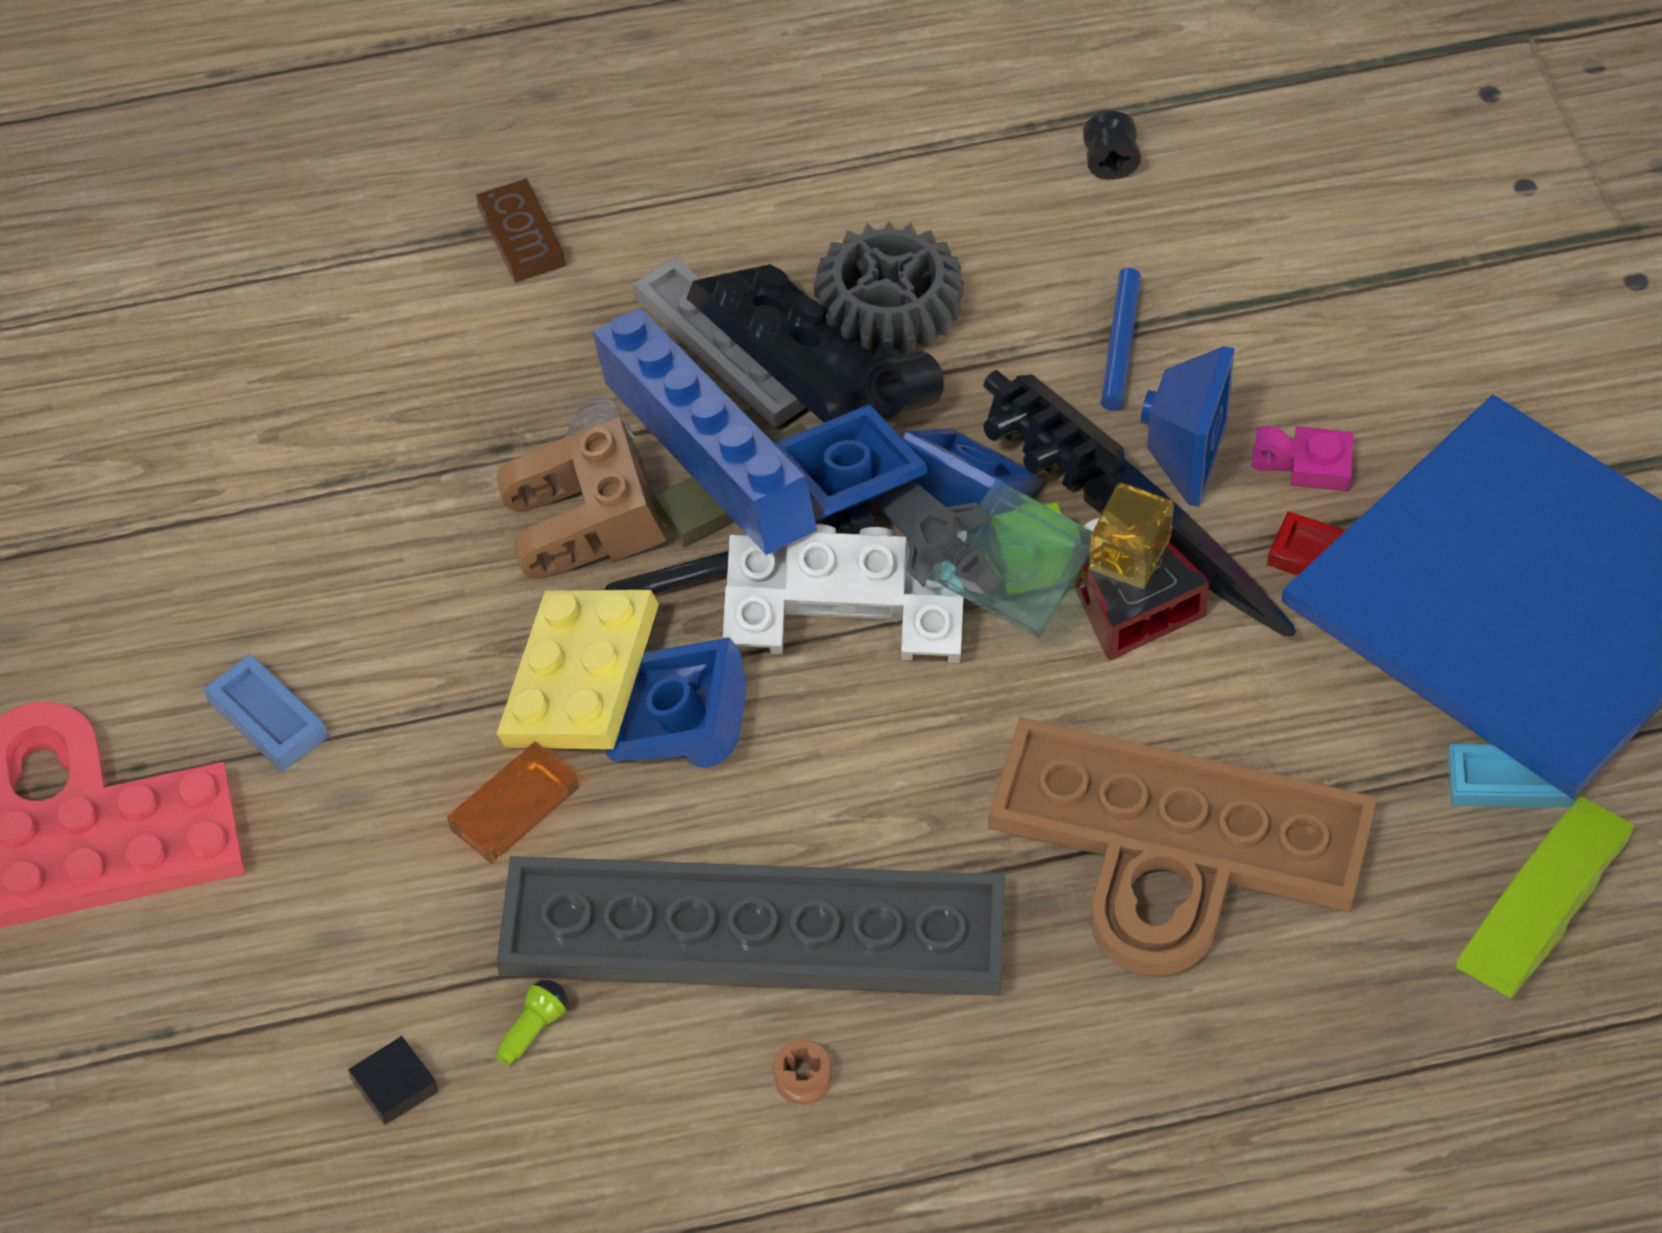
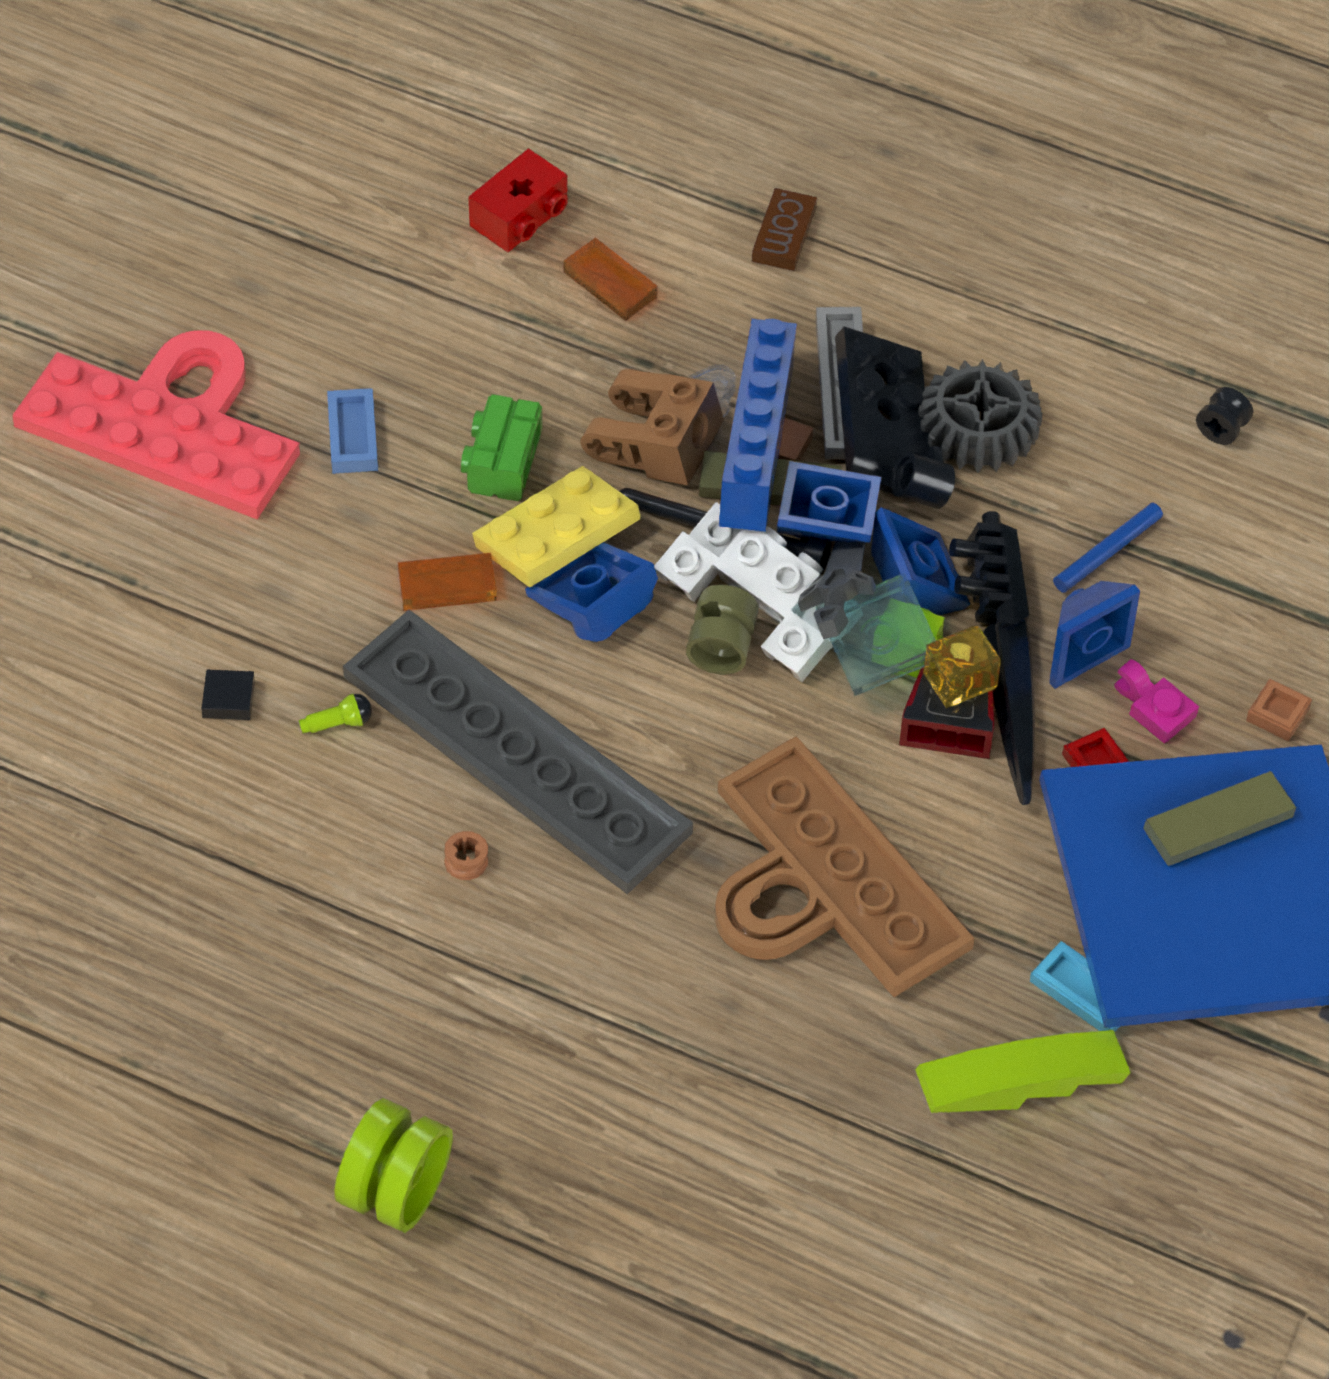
camera: 35 degrees right, 0 degrees up
(227, 365) = (518, 200): none -> red brick
(390, 387) = (610, 279): none -> clear orange tile
(449, 625) = (503, 447): none -> bright green brick
(847, 660) = (722, 629): none -> olive wheel
(1419, 388) = (1279, 710): none -> nougat tile
(1484, 523) = (1219, 818): none -> olive tile

